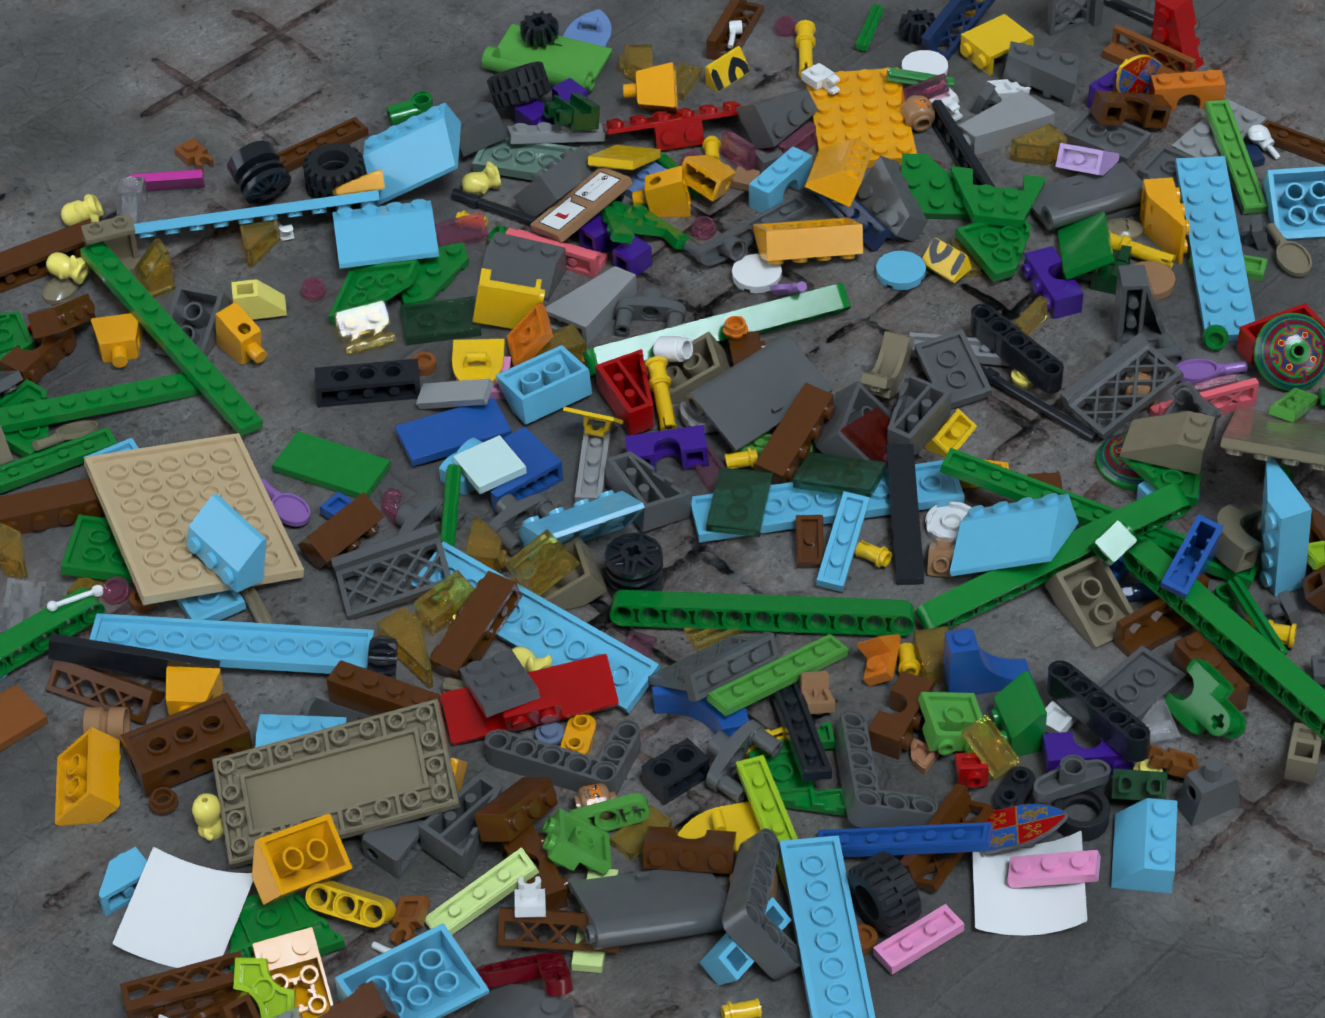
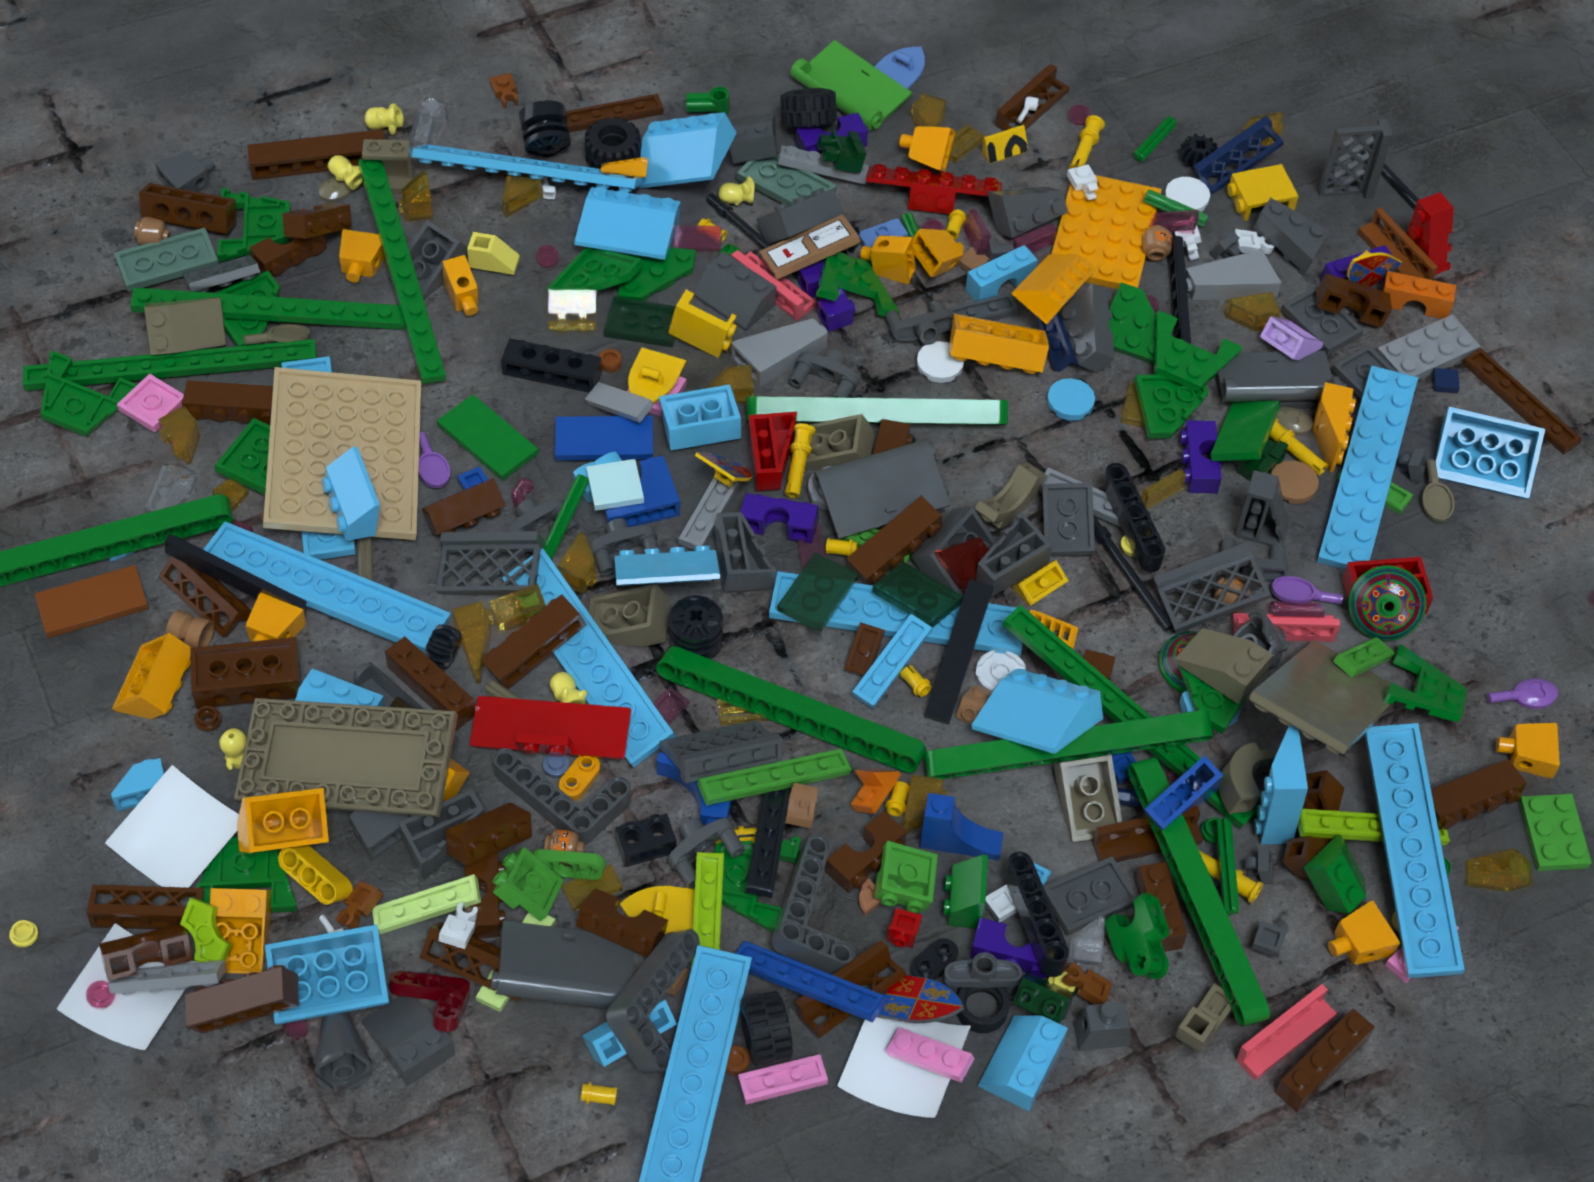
camera: 15 degrees right, 10 degrees up
(97, 590) = (229, 502): white hinge -> none
(116, 590) = (254, 501): clear pink plate -> none
(173, 179) = (472, 110): dark pink tile -> none
(499, 683) = (526, 706): dark grey plate -> none
(530, 335) = (707, 365): orange plate -> none
(539, 29) = (853, 54): black gear -> none
(542, 563) = (611, 602): clear yellow plate -> none
(624, 157) = (868, 210): yellow tile -> none
(673, 348) = (824, 420): white brick -> none
(704, 227) = (913, 300): clear pink plate -> none
(735, 327) = (889, 411): orange plate -> none
(786, 290) = (960, 391): medium lavender piece -> none
(946, 260) = (1113, 404): yellow slope -> none
(991, 746) = (928, 913): clear yellow slope -> none
(1113, 542) = (1123, 751): brick -> none
(1215, 337) = (1326, 561): green plate -> none
(1237, 158) = (1430, 379): bright green tile -> none
(1260, 135) = (1466, 365): white piece -> none

